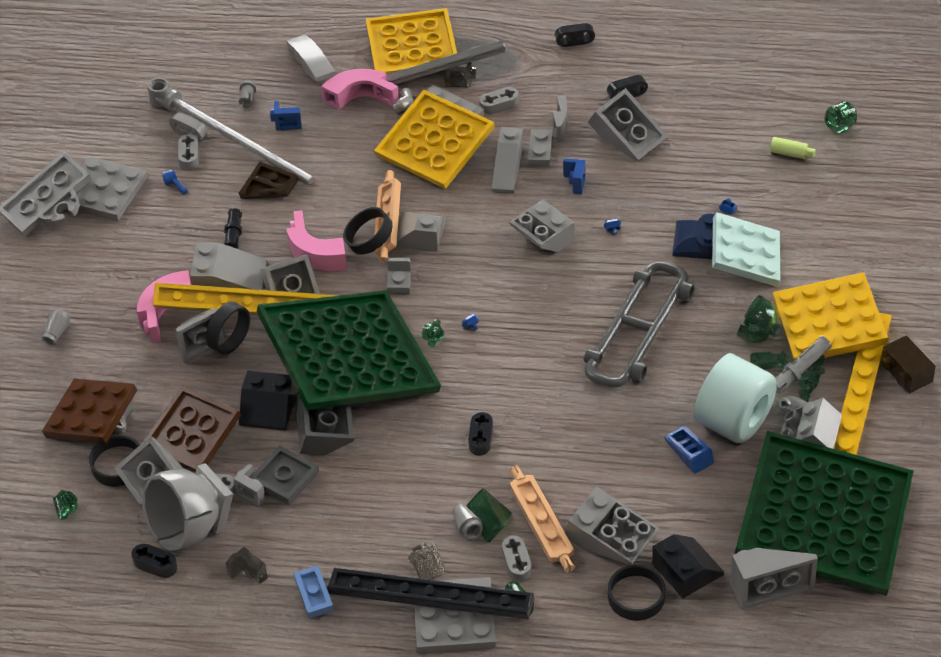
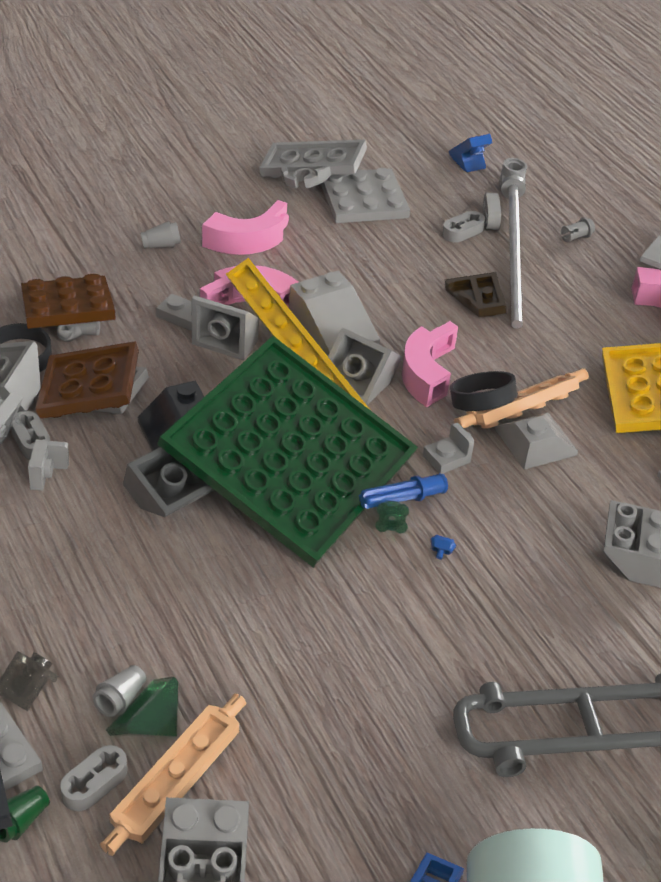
camera: 50 degrees right, 5 degrees down
(95, 281) = (245, 235): none -> bright pink arch
(111, 101) = (470, 153): none -> blue slope
(154, 350) = (176, 310): none -> light grey plate
(170, 177) = (417, 228): blue hand -> none
(218, 320) = (238, 318): black tyre -> none
(233, 228) = (392, 296): black pin -> none
(285, 474) = (82, 485): dark grey plate -> none
(286, 117) = (576, 267): blue bracket -> none
(419, 311) = (416, 488): none -> blue axle
(484, 434) = (276, 637): black beam -> none

